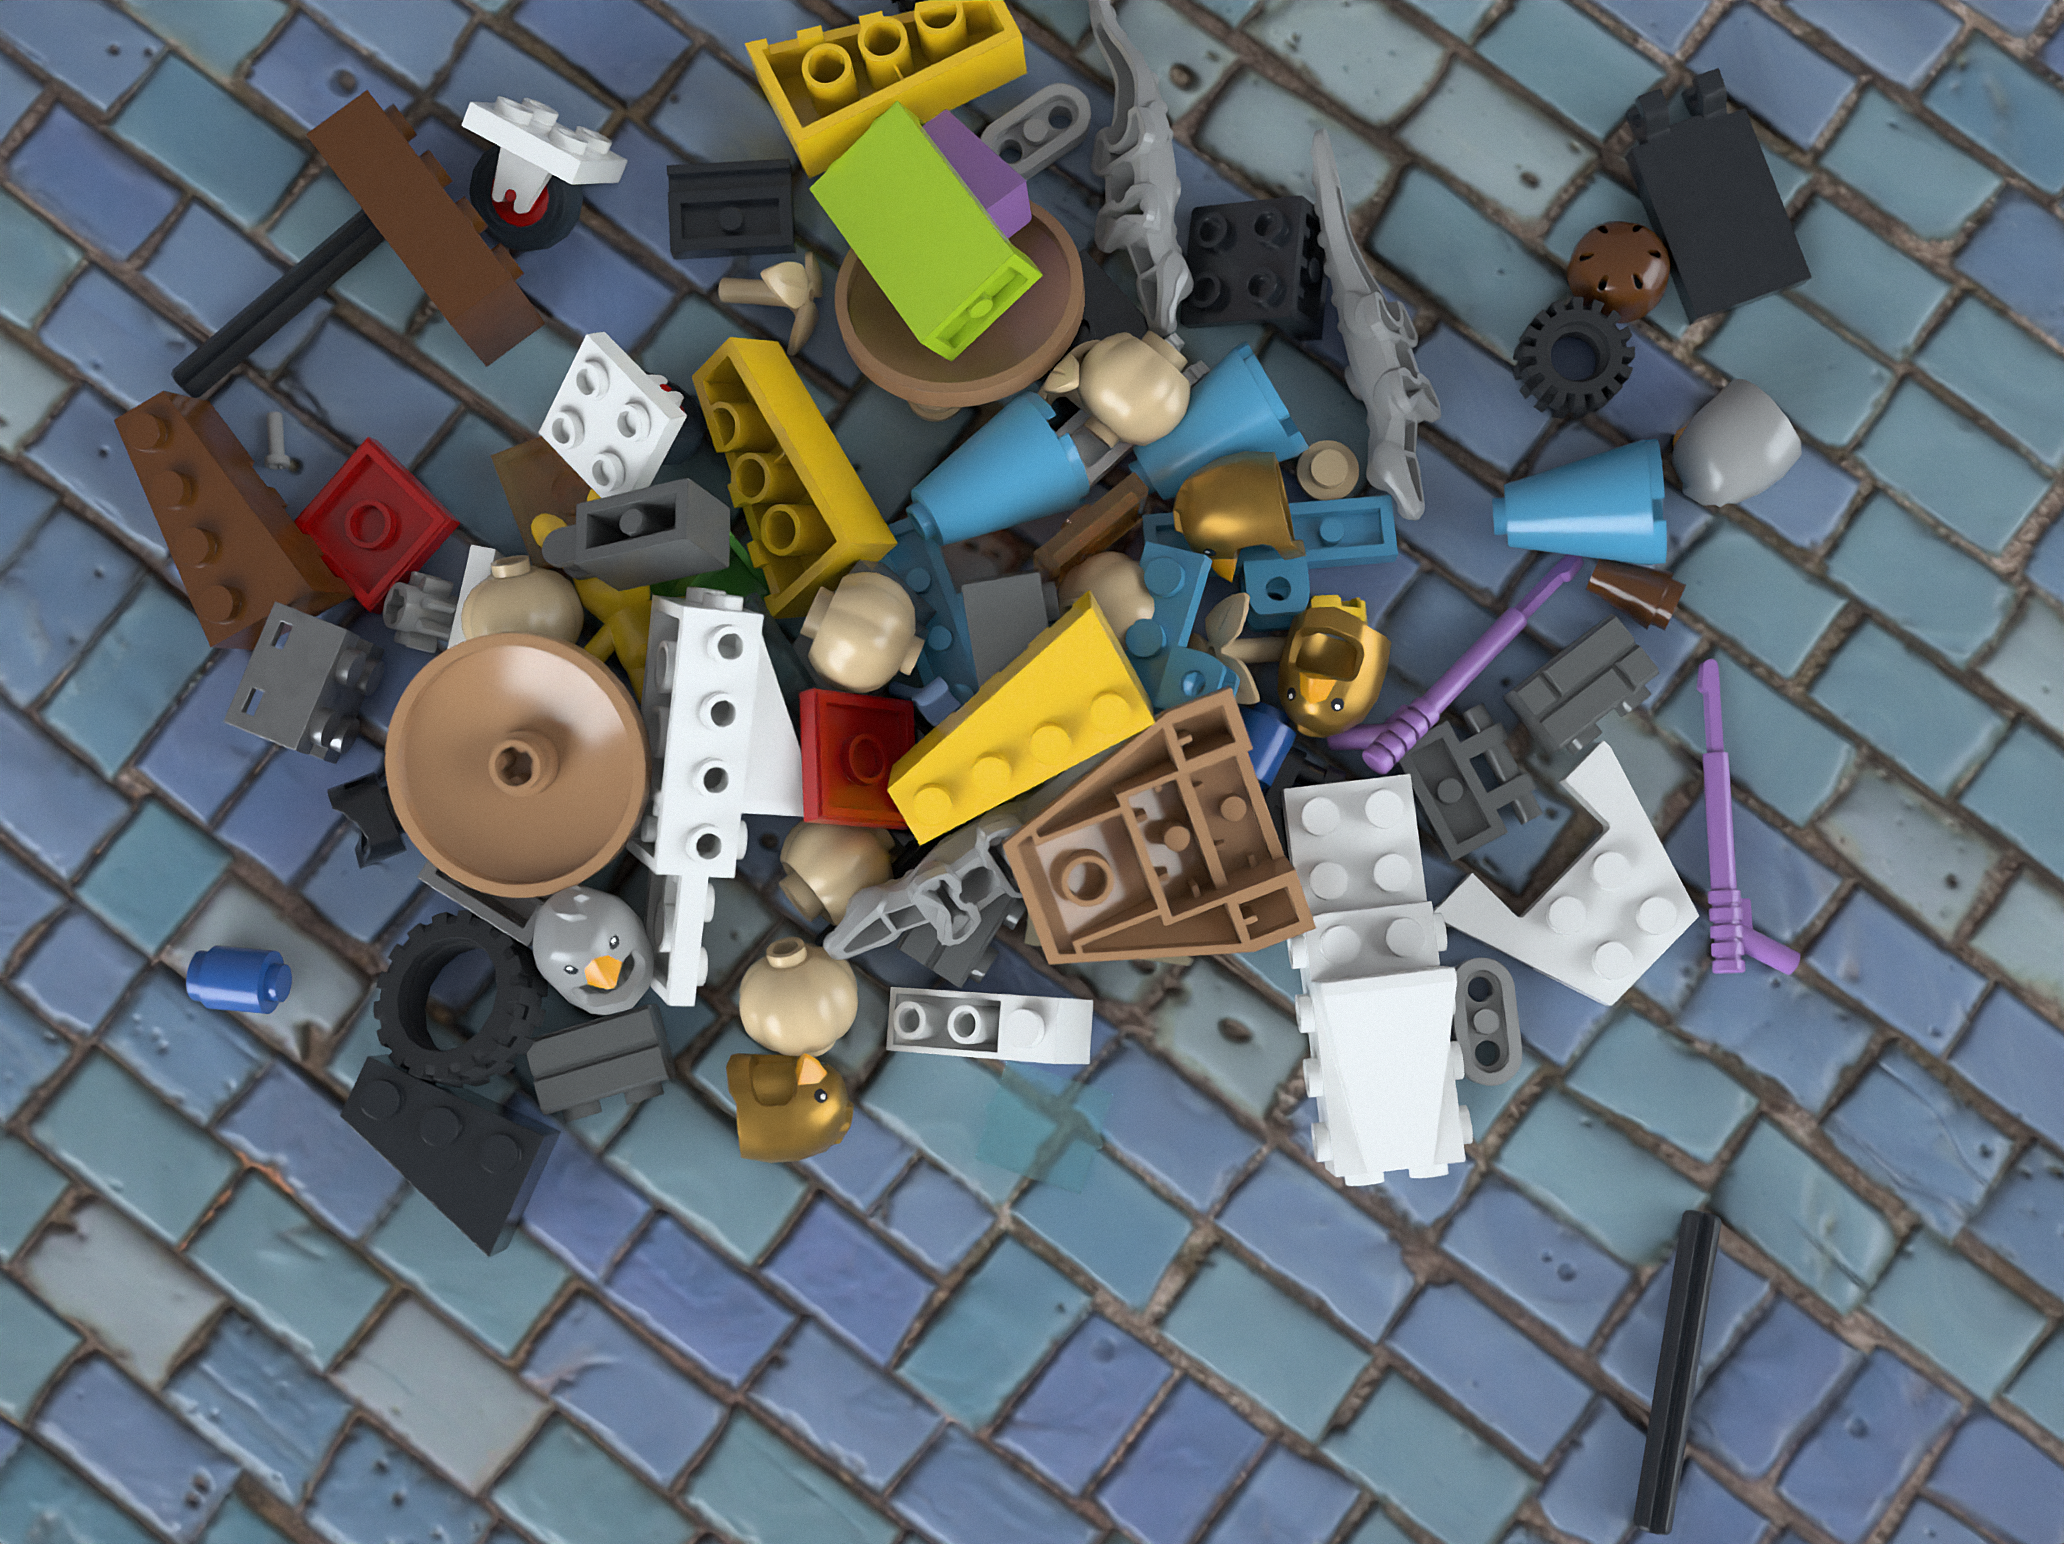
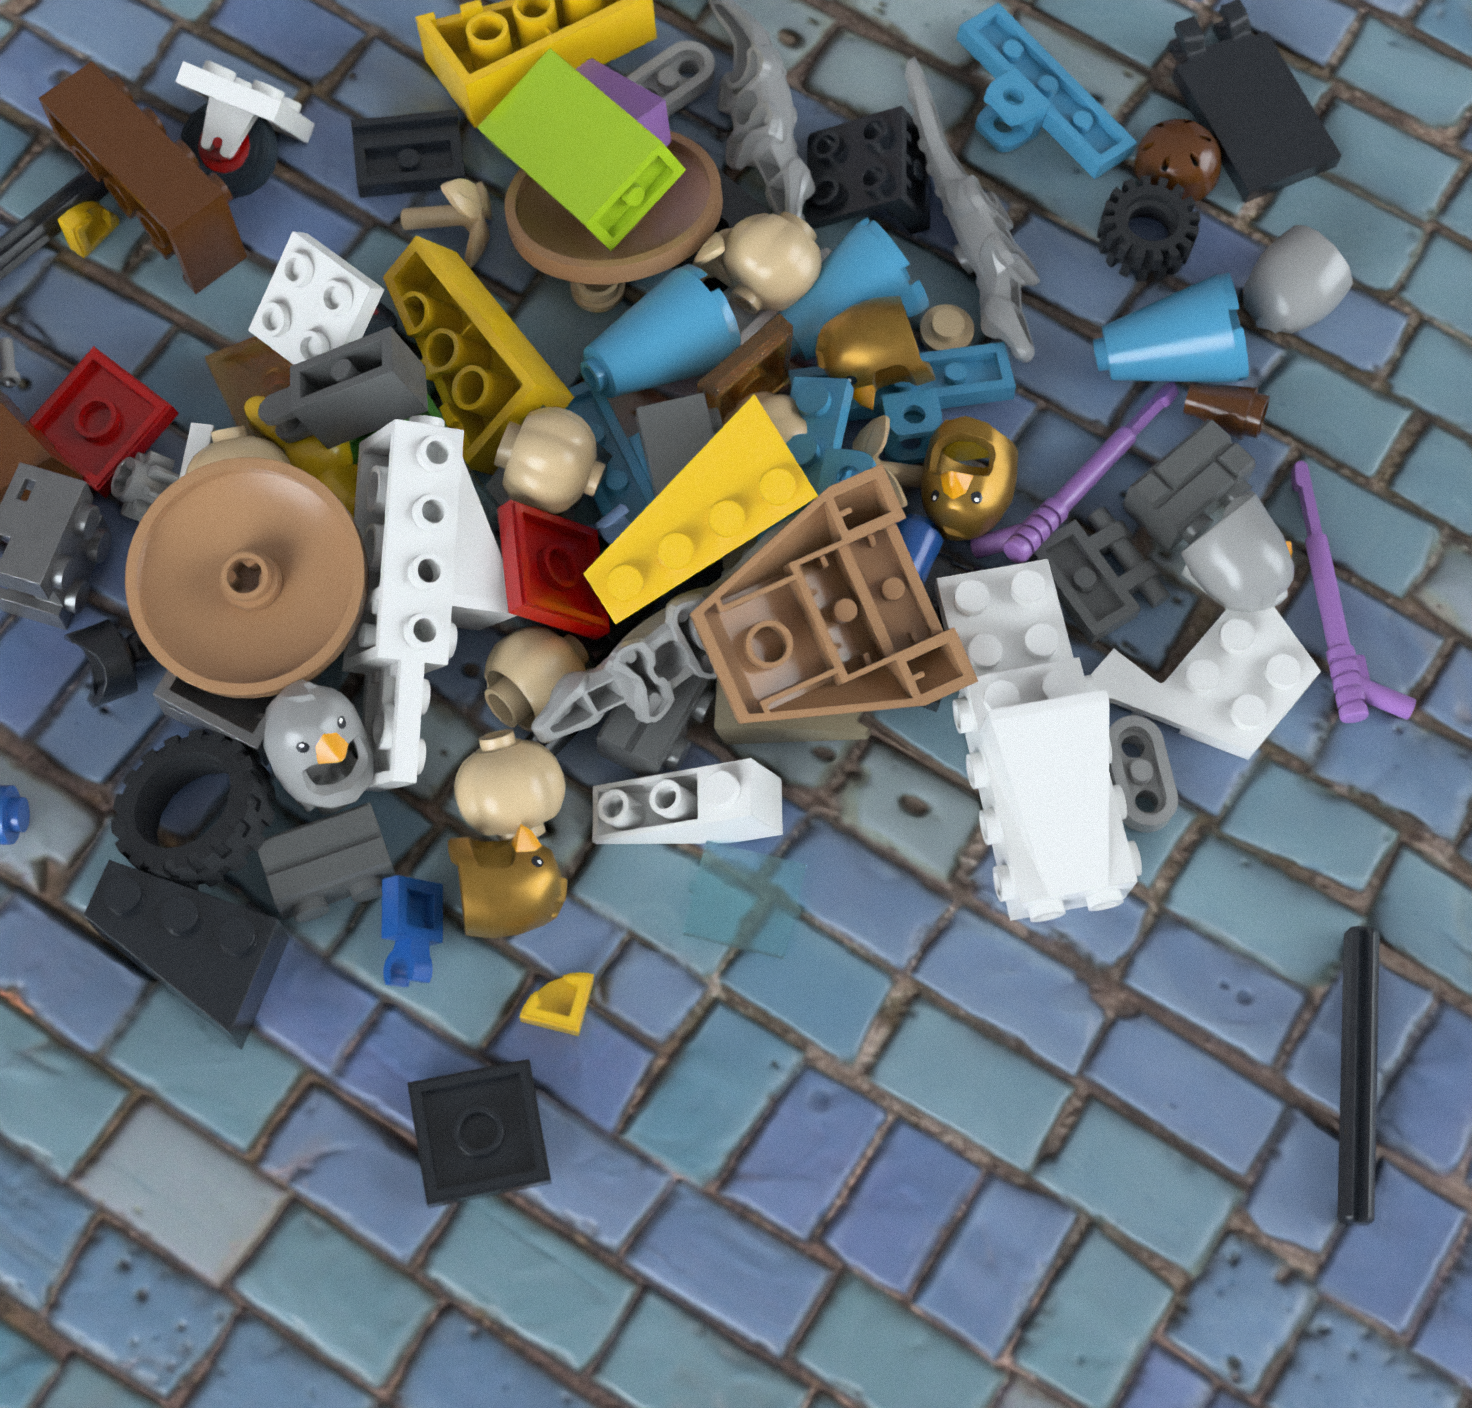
camera: 10 degrees left, 15 degrees down
(367, 279) = (87, 226): none -> yellow tile
(685, 1132) = (415, 922): none -> blue plate
(746, 1366) = (478, 1133): none -> black plate
(840, 1228) = (560, 1003): none -> yellow tile
(1465, 176) = (1038, 92): none -> dark azure plate
(1629, 796) = (1242, 558): none -> light grey piece

